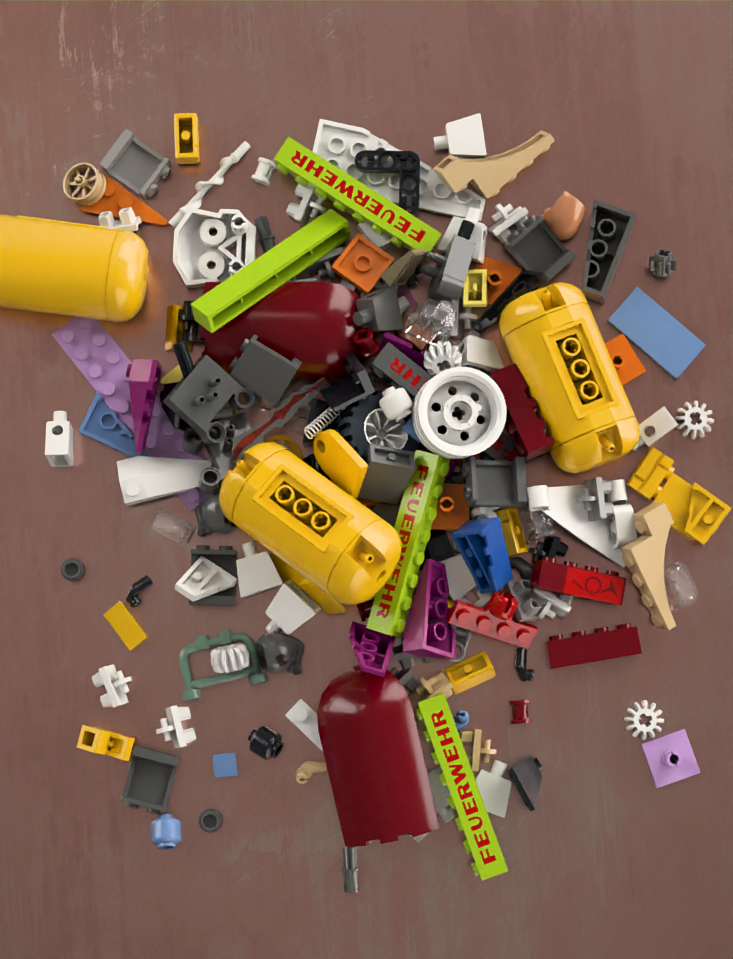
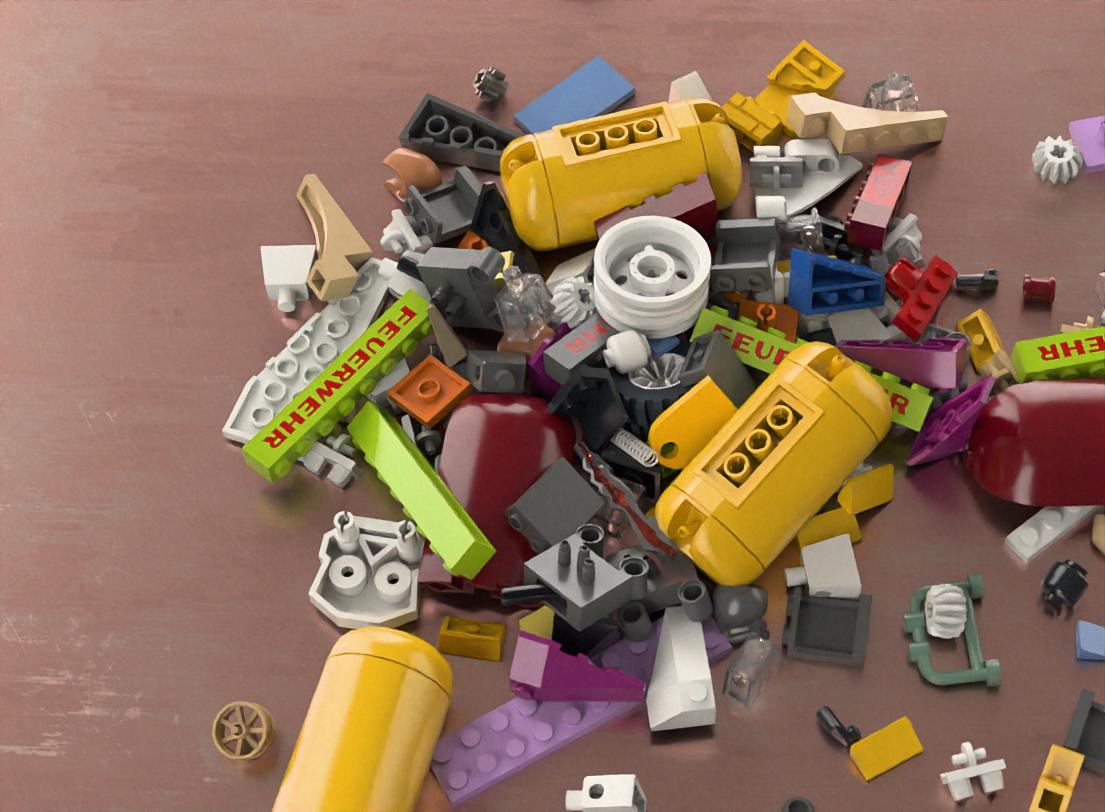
camera: 80 degrees left, 25 degrees down
(104, 426) = (600, 743): medium blue wing -> none
(117, 198) = (286, 689): orange wing -> none
(127, 221) = (309, 677): white hips -> none
(135, 165) = (232, 664): light grey panel -> none
(174, 717) = (1036, 696): white hips -> none
(186, 138) = (210, 590): yellow brick -> none
(191, 328) = (466, 608): black hips -> none
(202, 186) = (281, 584): white piece -> none
(204, 580) = (832, 631): white wing -> none
(263, 171) = (277, 506): white bush -> none
(265, 234) = (383, 511): dark grey axle -> none
(279, 653) = (942, 555): dark grey piece -> none
(290, 609) = (884, 532): white torso -> none
(361, 608) = (891, 445): dark red bush -> none
(365, 340) = (538, 385): dark red bush -> none
(404, 172) = (313, 339): black beam -> none
(593, 647) = (961, 202): dark red brick -> none
(702, 419) = (687, 64): white gear -> none

